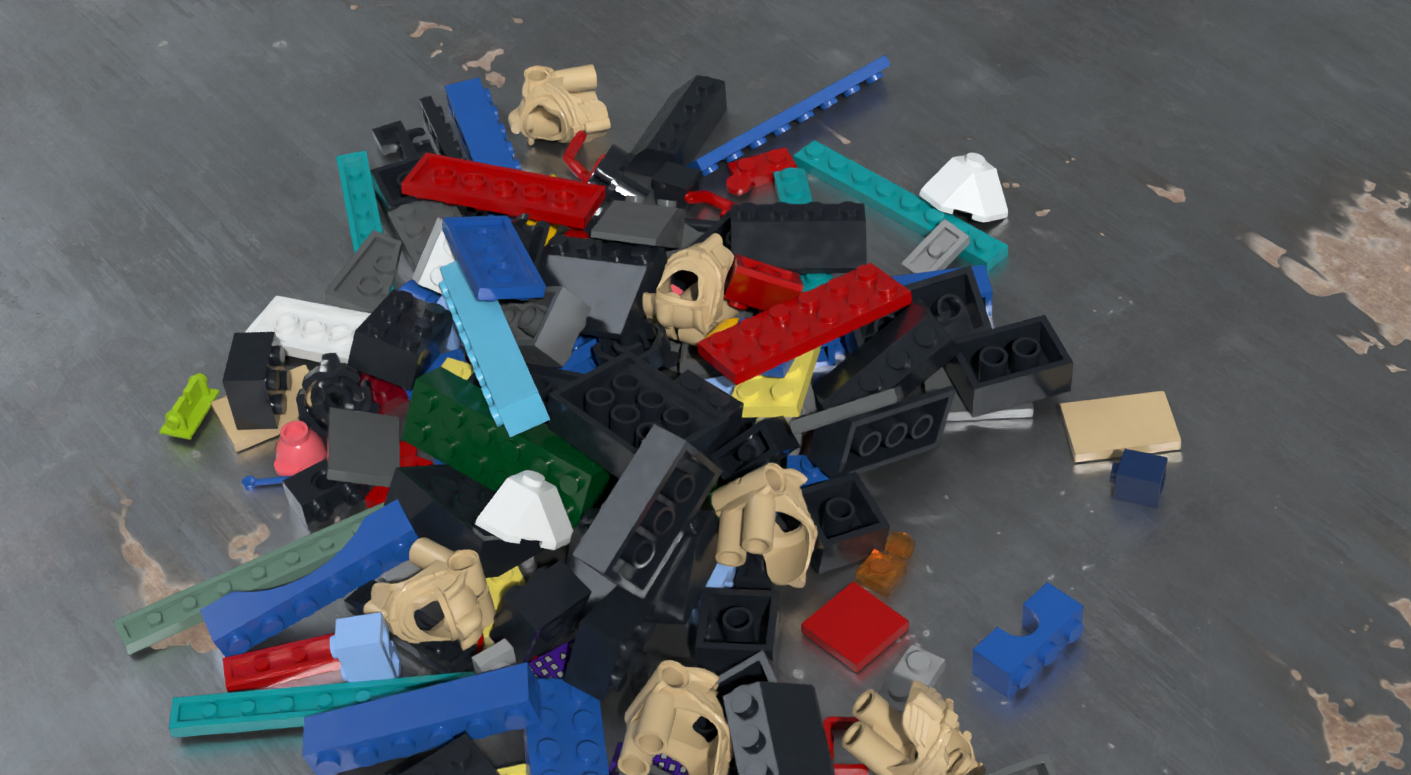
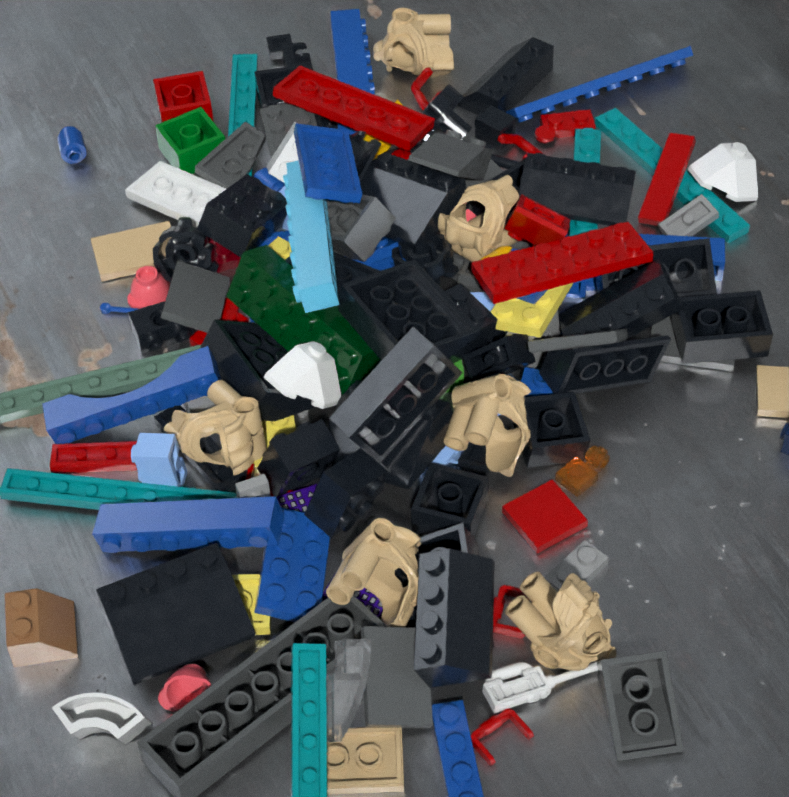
camera: 10 degrees right, 5 degrees up
(160, 296) = (71, 145): none -> blue brick
(190, 408) = (73, 241): lime hinge -> none
(256, 380) = (126, 228): black brick -> none
(289, 222) = (182, 94): none -> red brick
(306, 263) = (188, 139): none -> green brick
(440, 133) = (319, 49): black plate -> none
(897, 210) = (667, 179): none -> red tile
(1010, 660) = (661, 569): blue arch -> none

